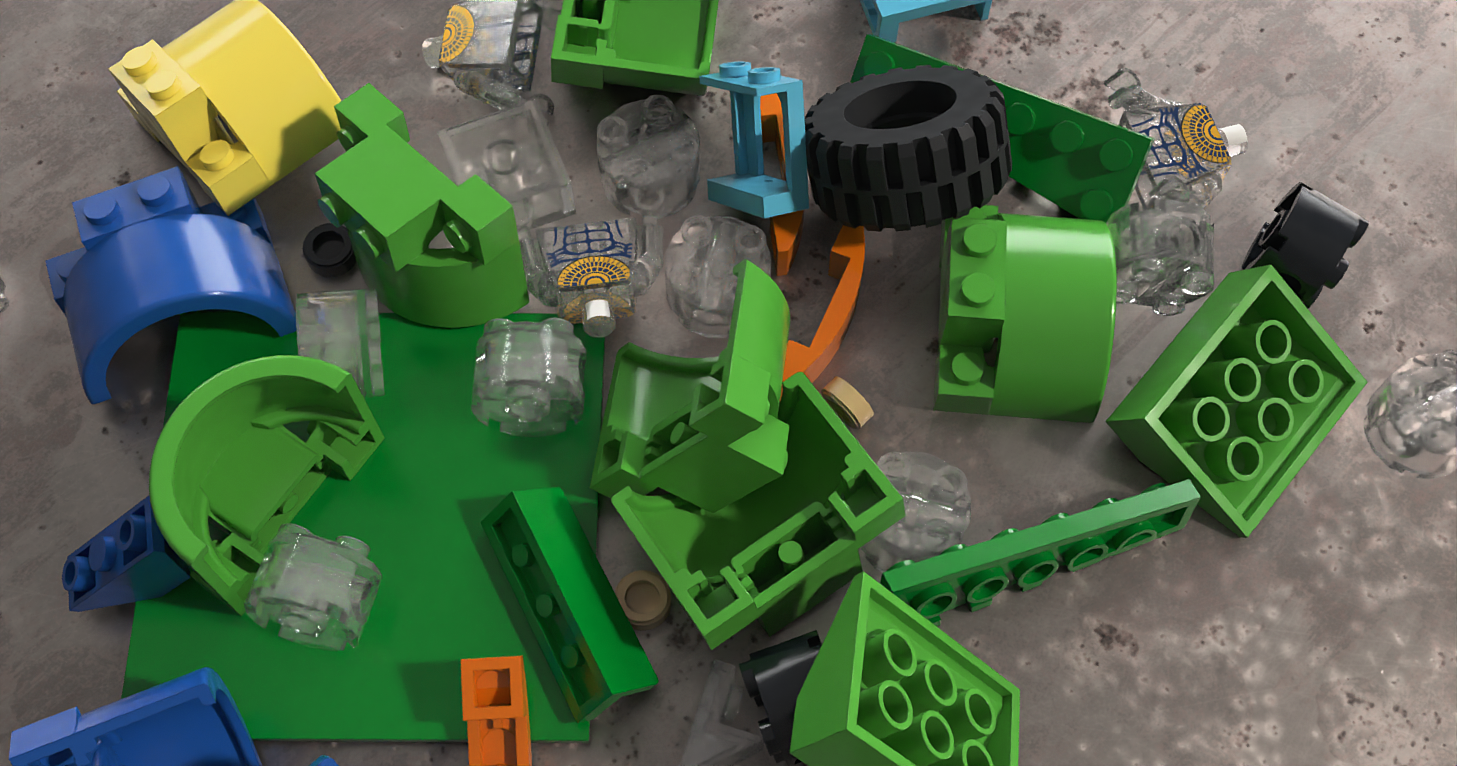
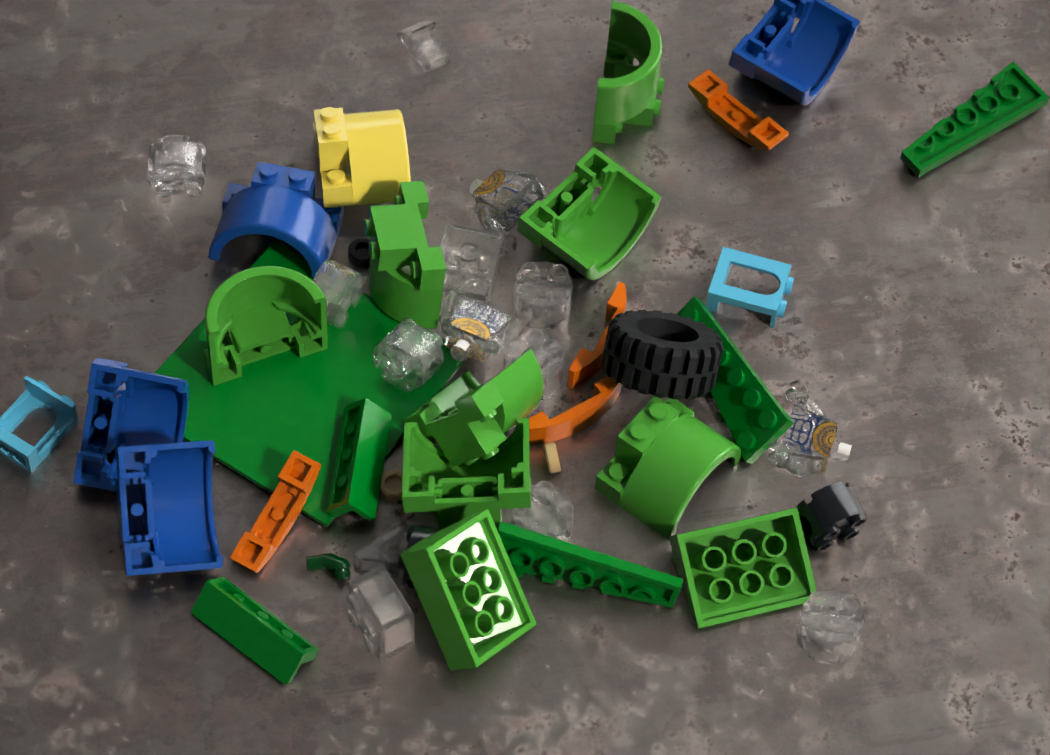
camera: 30 degrees right, 10 degrees down
(123, 564) = (179, 331): blue slope -> none
(314, 588) = (252, 387): clear brick -> none
(750, 188) = (582, 337): medium azure panel -> none
(1163, 255) = (752, 478): clear brick -> none

